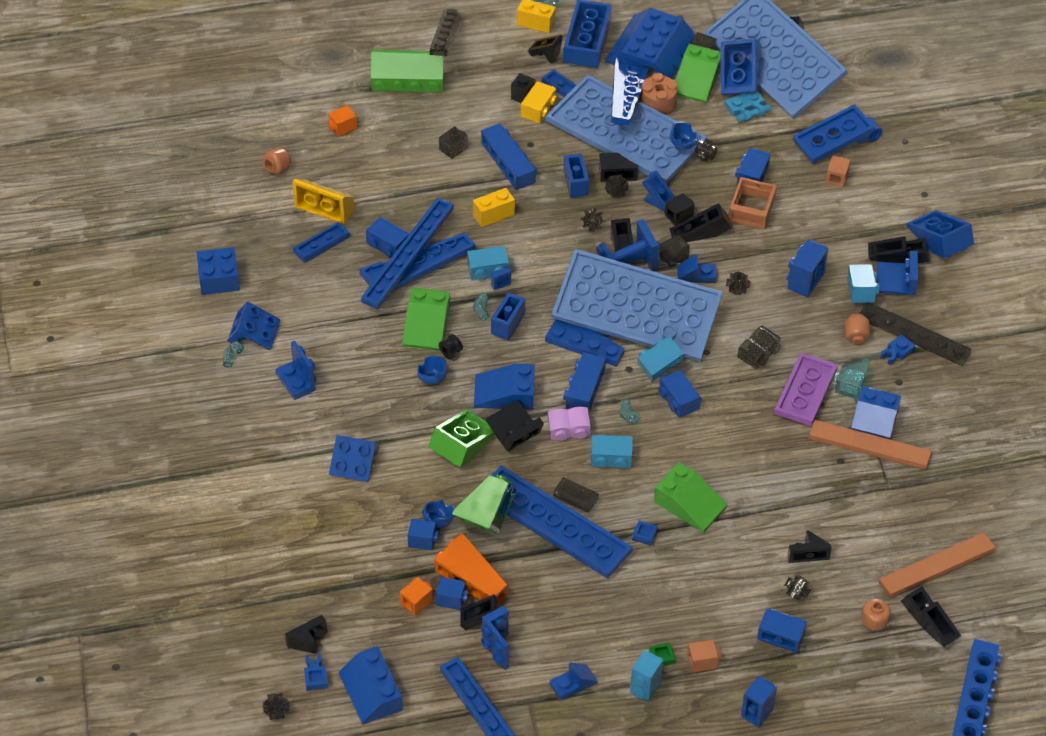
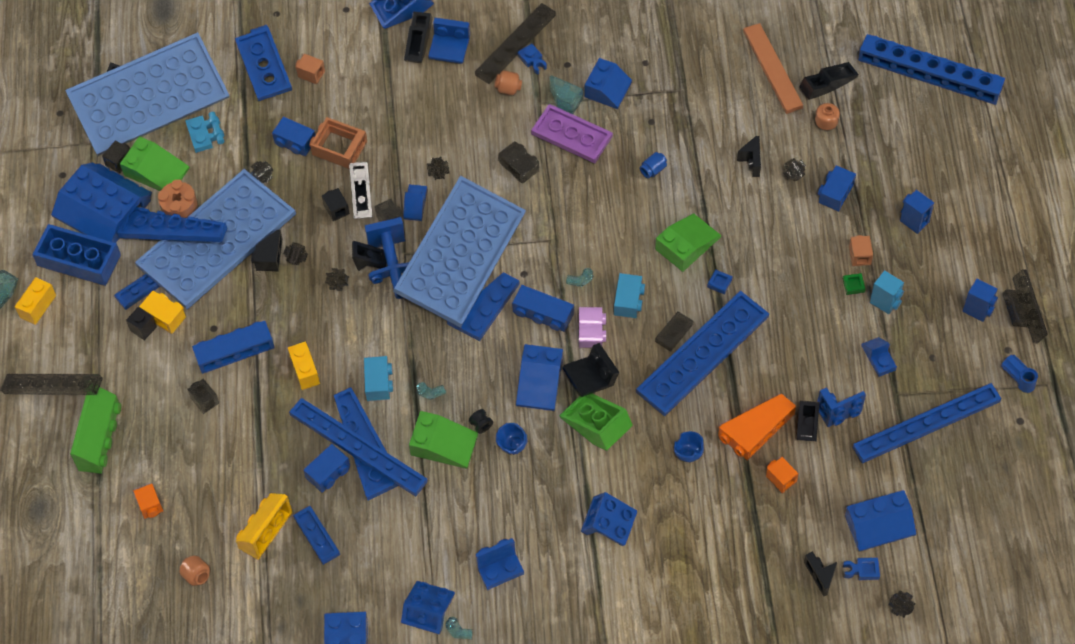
camera: 80 degrees left, 10 degrees up
(422, 534) = (710, 464): blue brick -> none
(451, 593) = (780, 444): blue brick -> none
(487, 504) = (694, 398): slope -> none
(501, 278) = (400, 369): blue tile -> none
(508, 316) = (454, 364): blue brick -> none
(548, 46) = (86, 292): black slope -> none
(576, 175) = (277, 286): blue brick -> none
(657, 190) = (310, 220): blue slope -> none
(660, 358) = (526, 240): dark azure brick -> none
(679, 393) = (566, 232): blue brick -> none
(683, 136) = (249, 184): blue hair -> none
(740, 66) = (162, 125): blue slope -> none
(778, 461) = (653, 165): none -> blue brick
(807, 267) = (435, 107): blue brick -> none
(862, 283) = (457, 70): dark azure brick -> none
(870, 444) = (638, 96): nougat tile -> none

